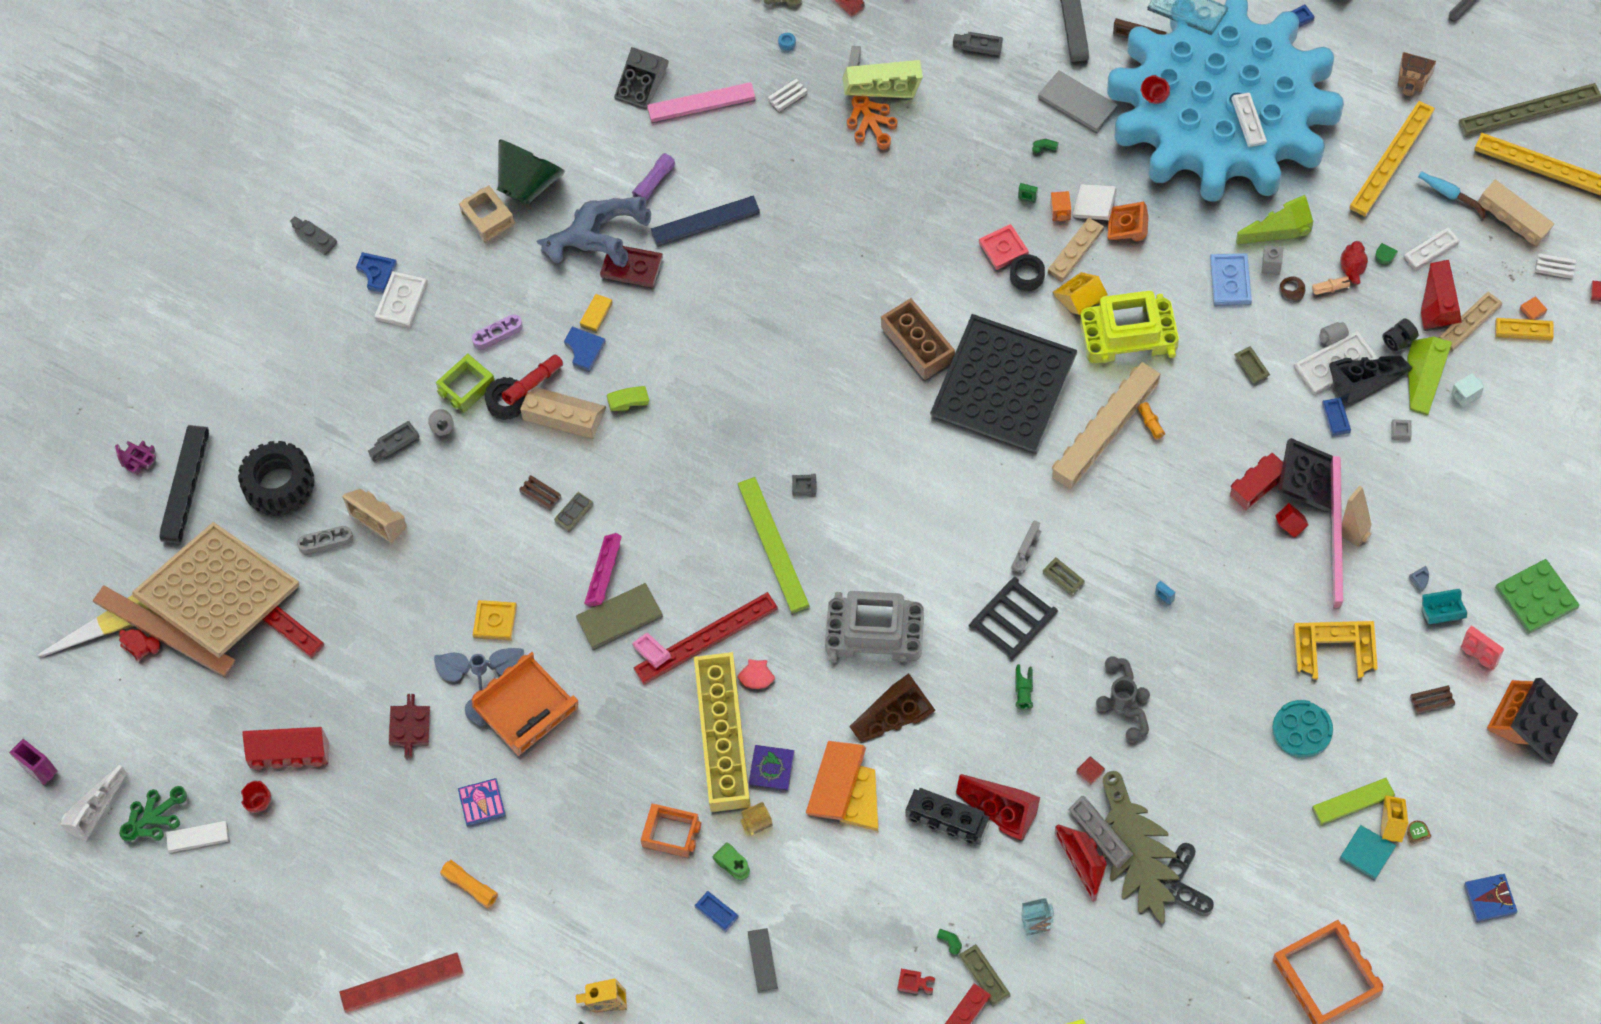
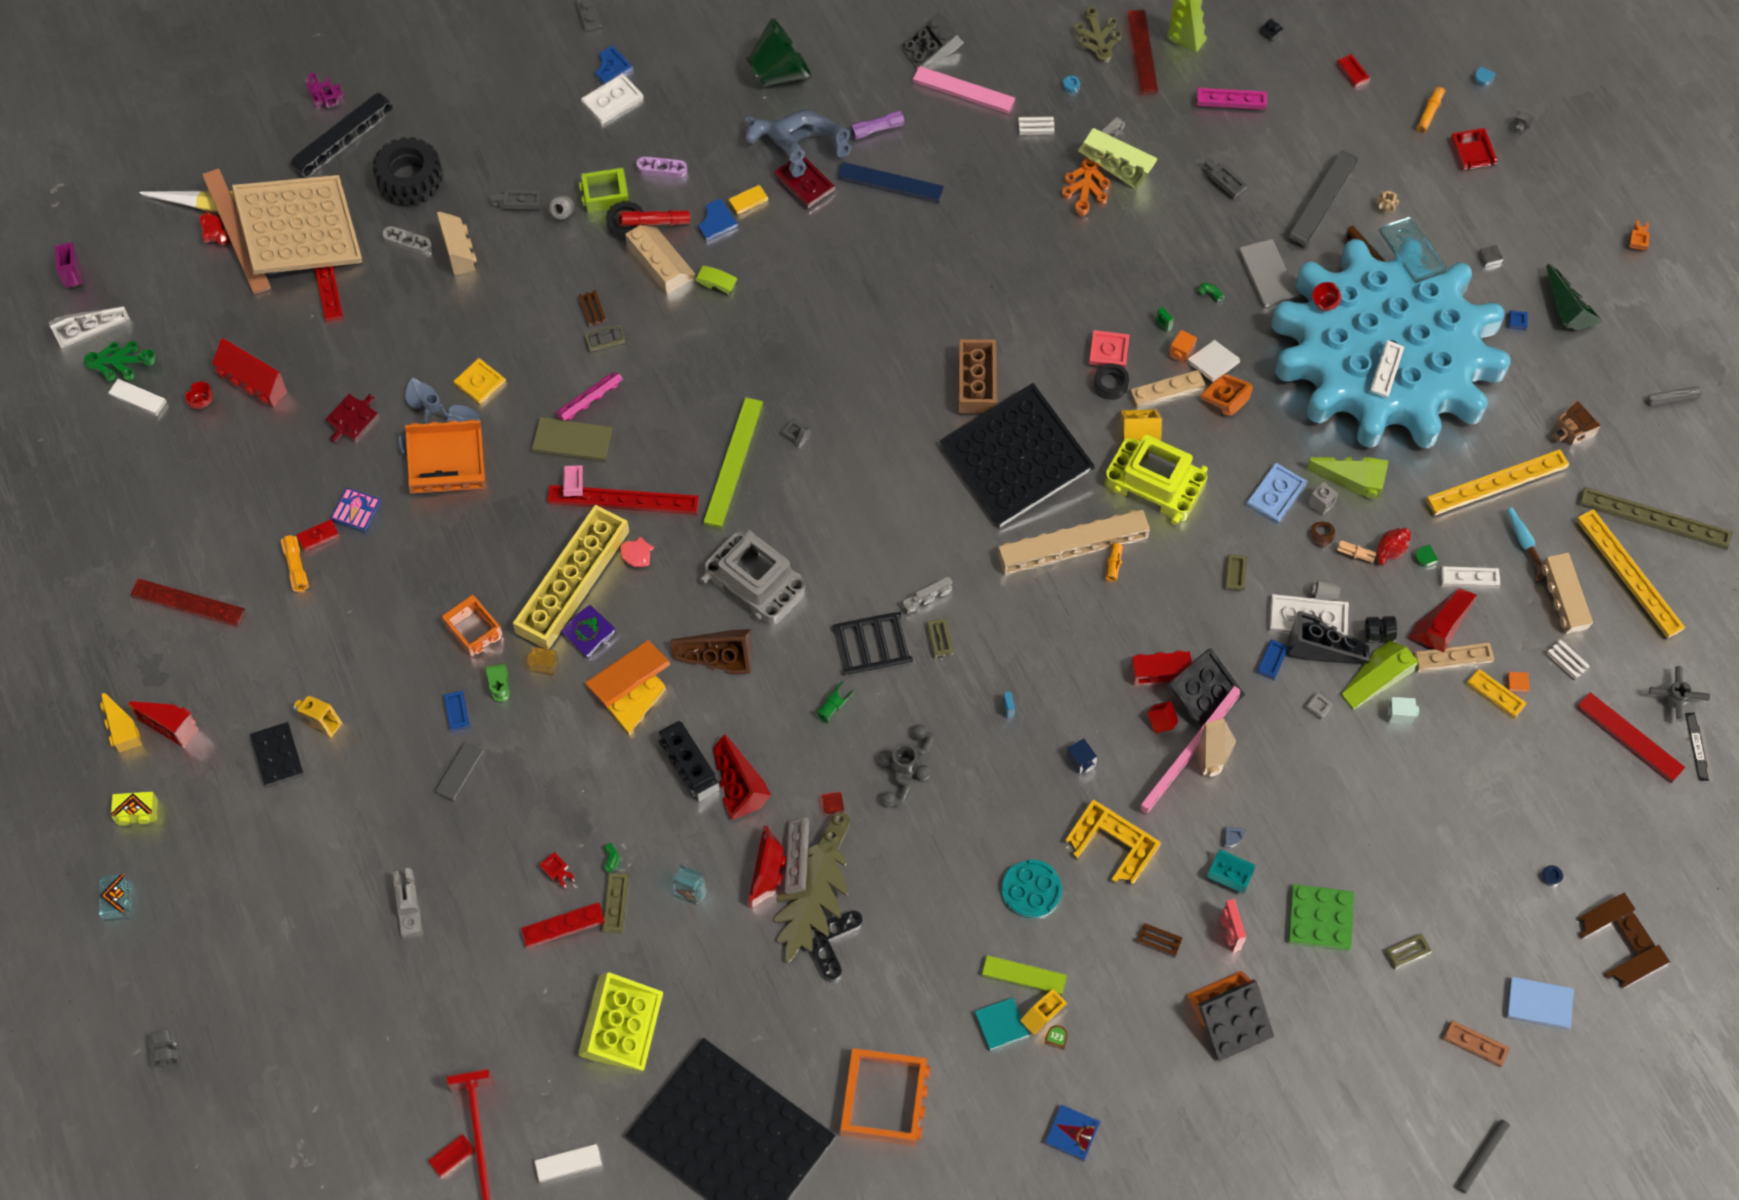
camera: 30 degrees right, 0 degrees up
(467, 846) = (317, 535): none -> red plate
(492, 223) = (727, 83): tan window -> none
(1256, 595) = (1082, 756): none -> dark blue brick

